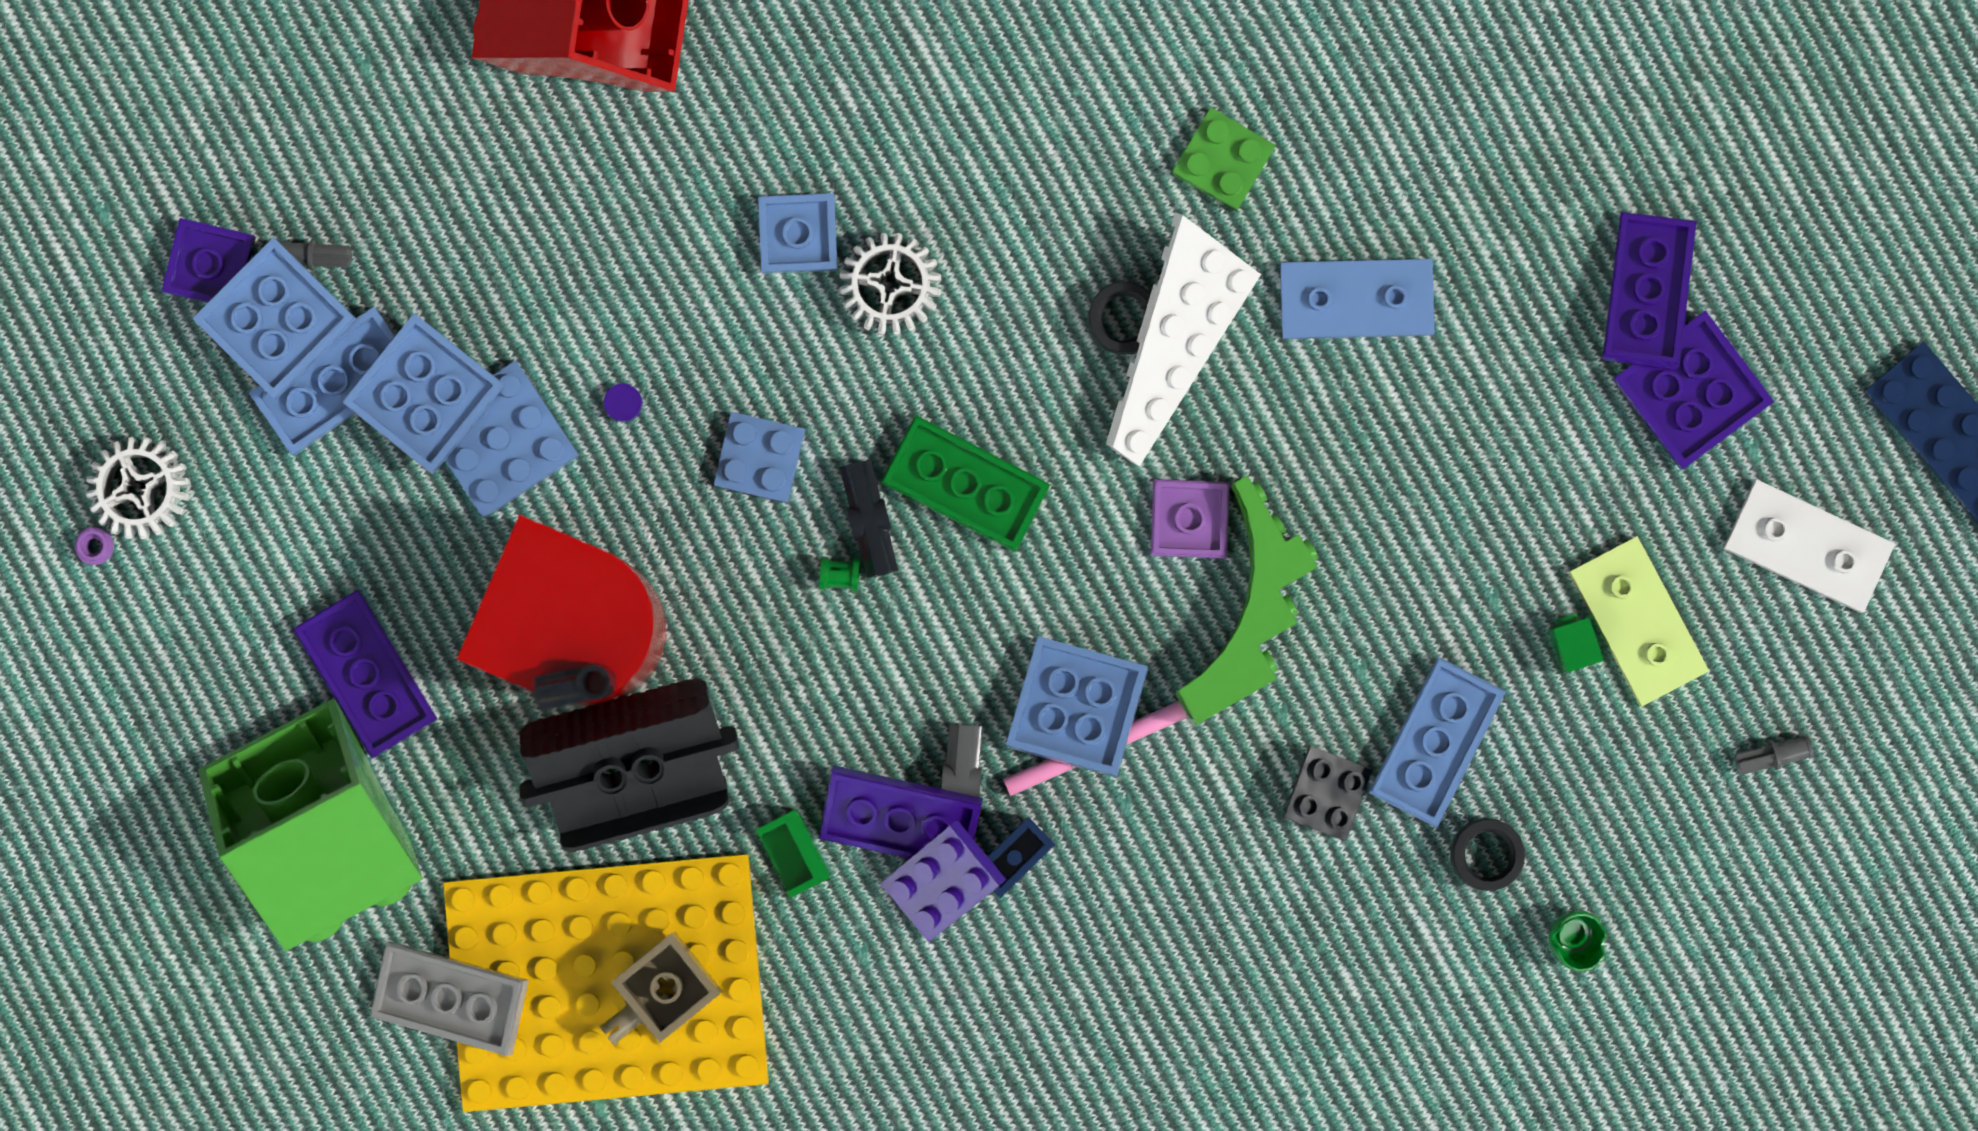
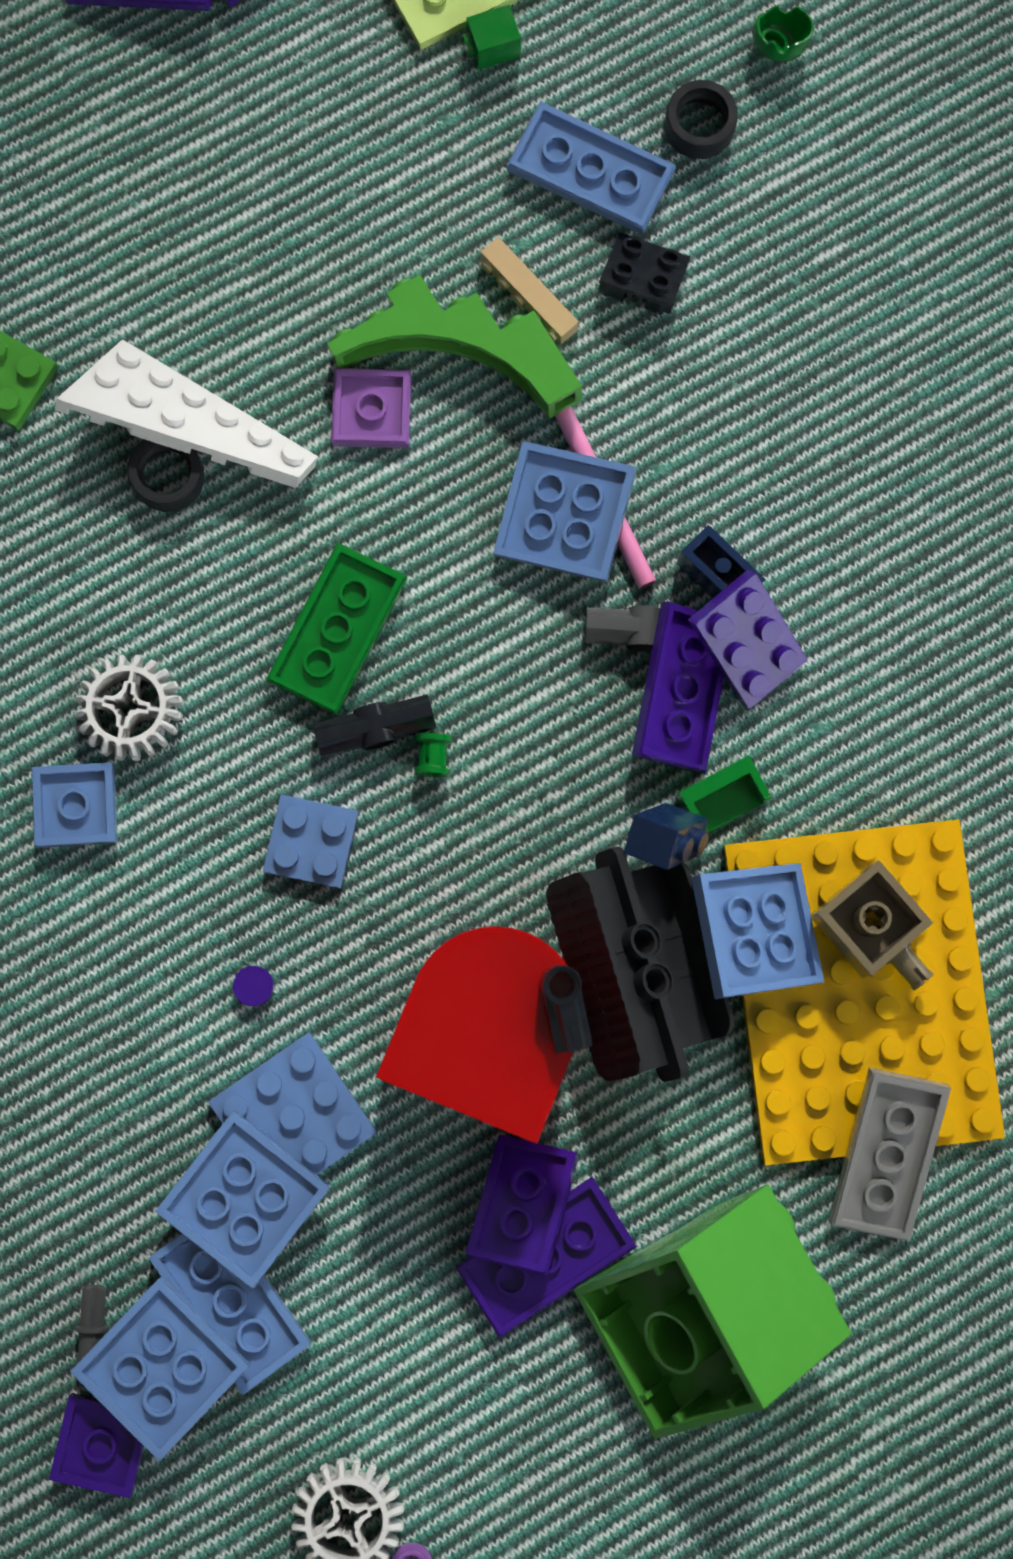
camera: 100 degrees left, 5 degrees down
(409, 652) = (522, 1205): none -> dark purple plate
(658, 878) = (757, 930): none -> medium blue plate
(749, 794) = (667, 836): none -> dark blue brick
(1307, 676) = (528, 290): none -> tan piece
(1357, 299) = (148, 248): medium blue plate -> none

